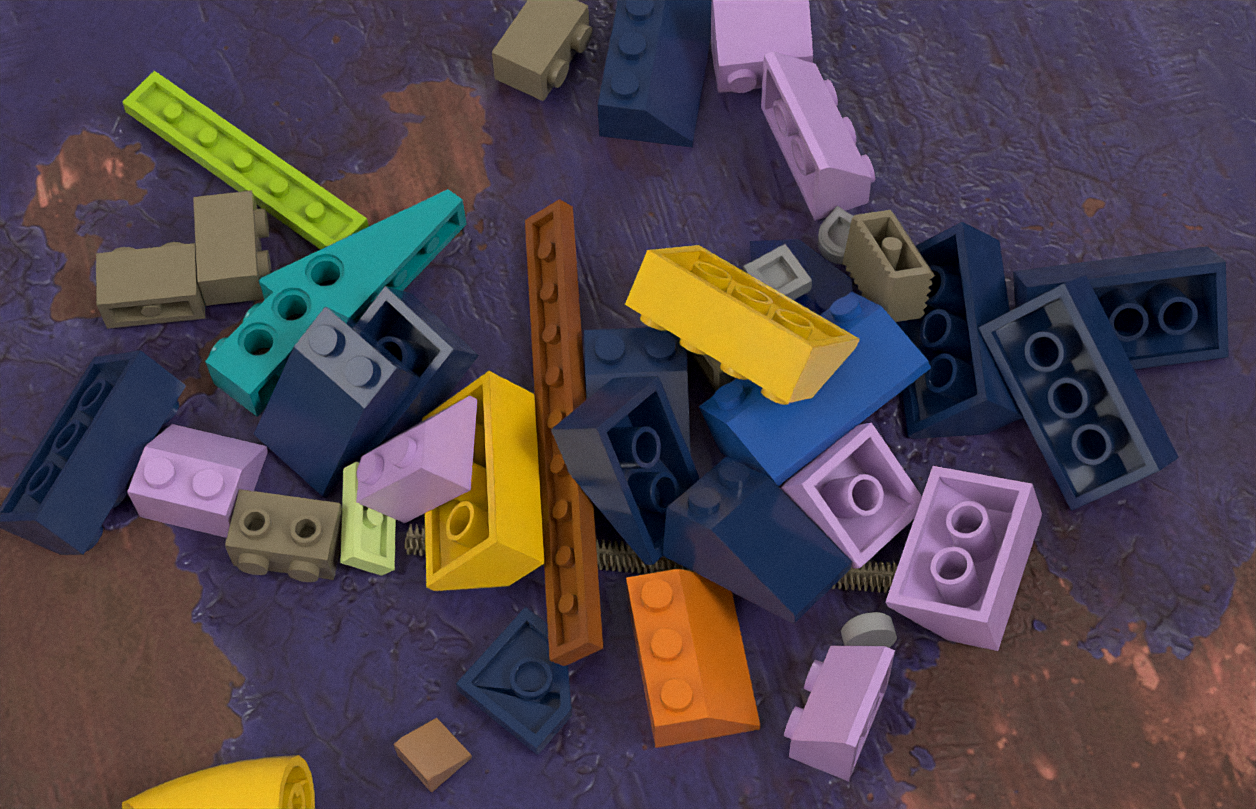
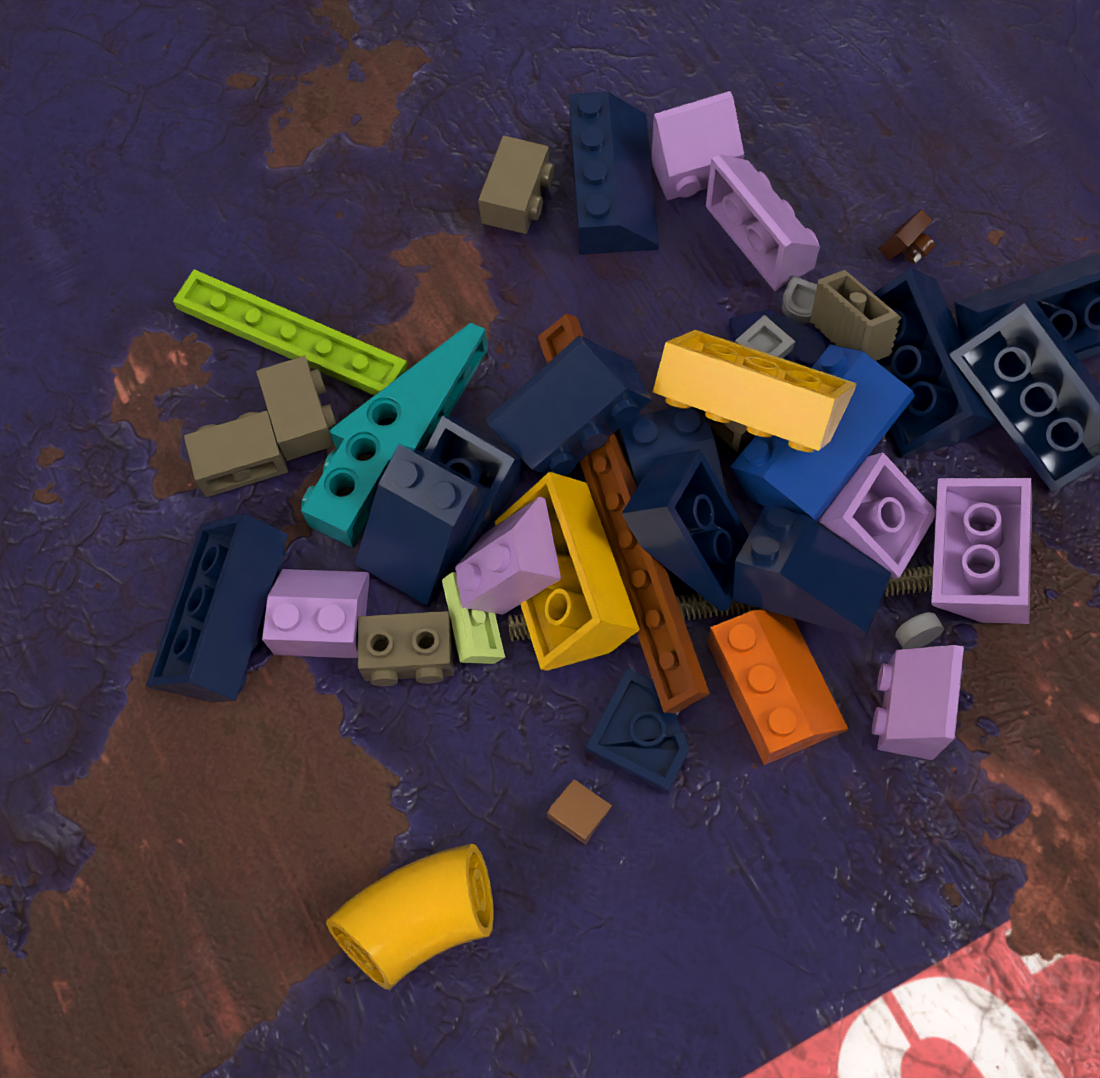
camera: 10 degrees left, 5 degrees up
(529, 303) = (570, 407): none -> dark blue slope
(984, 190) = (910, 239): none -> reddish brown tile

